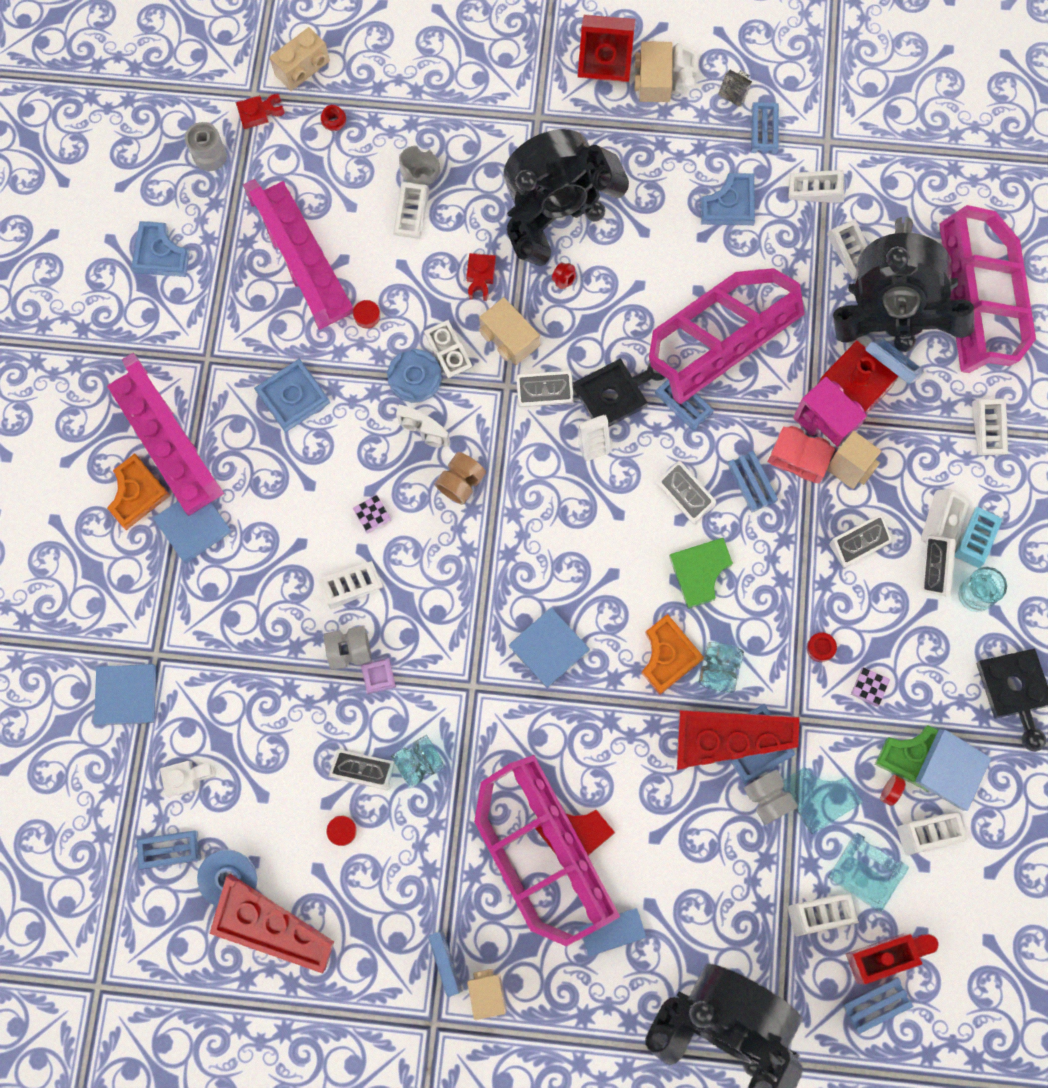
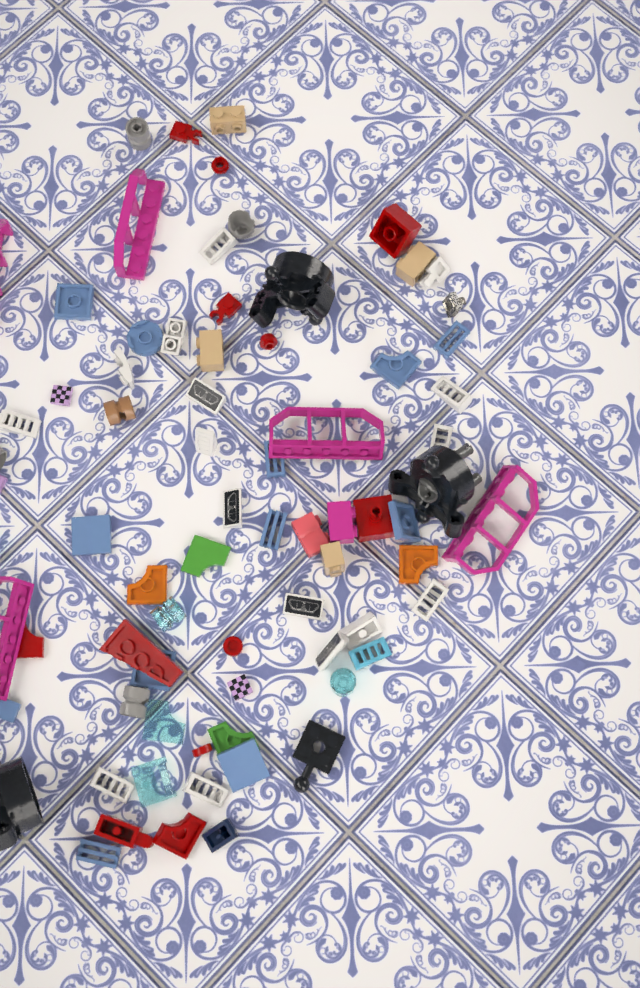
camera: 35 degrees right, 0 degrees up
(156, 253) = (69, 174): medium blue tile -> none
(366, 314) = (148, 286): red tile -> none
(614, 377) = (248, 418): black plate -> none
(937, 398) = (415, 560): none -> orange tile
(956, 906) = (180, 836): none -> red tile
(998, 868) = (220, 835): none -> dark blue slope

